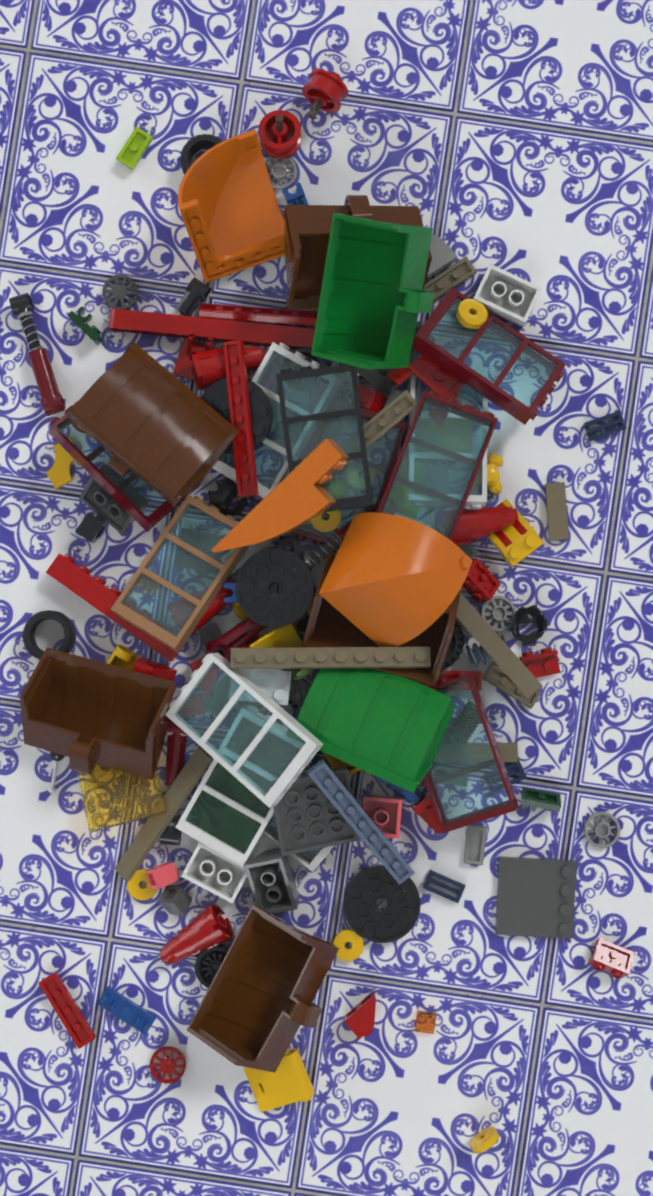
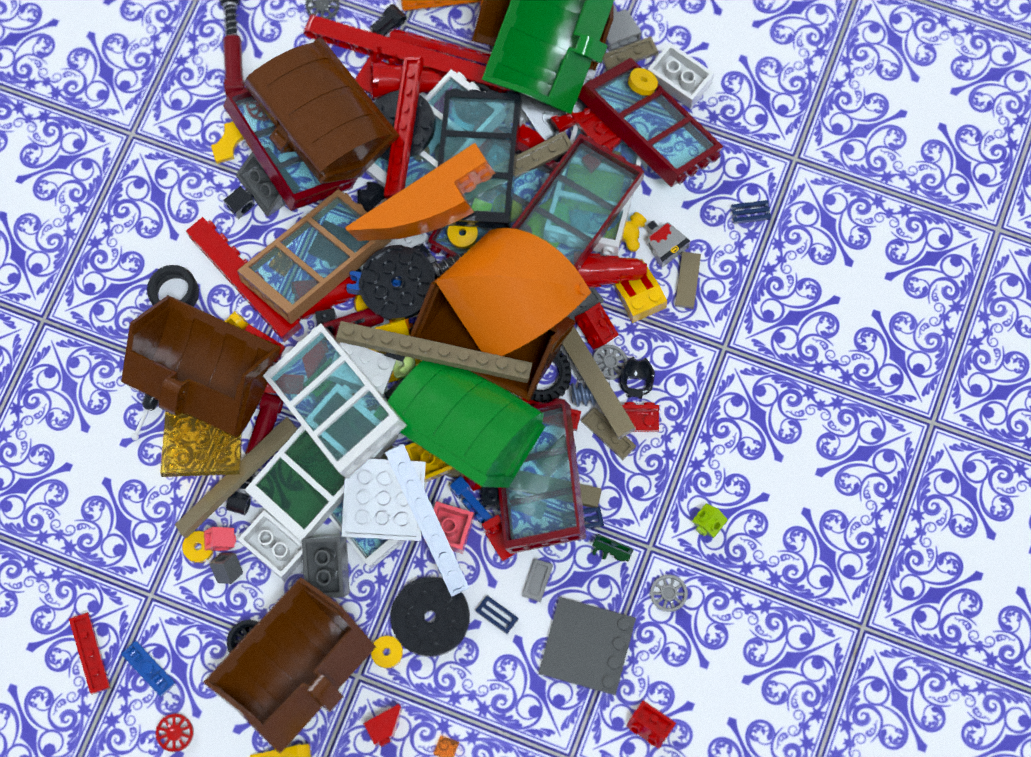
camera: 15 degrees right, 15 degrees down
(92, 332) = (280, 23): dark green plate -> none
(203, 932) = (242, 604): red cone -> none
(527, 478) = (665, 242): none -> light grey torso
(628, 754) = (709, 521): none -> lime brick

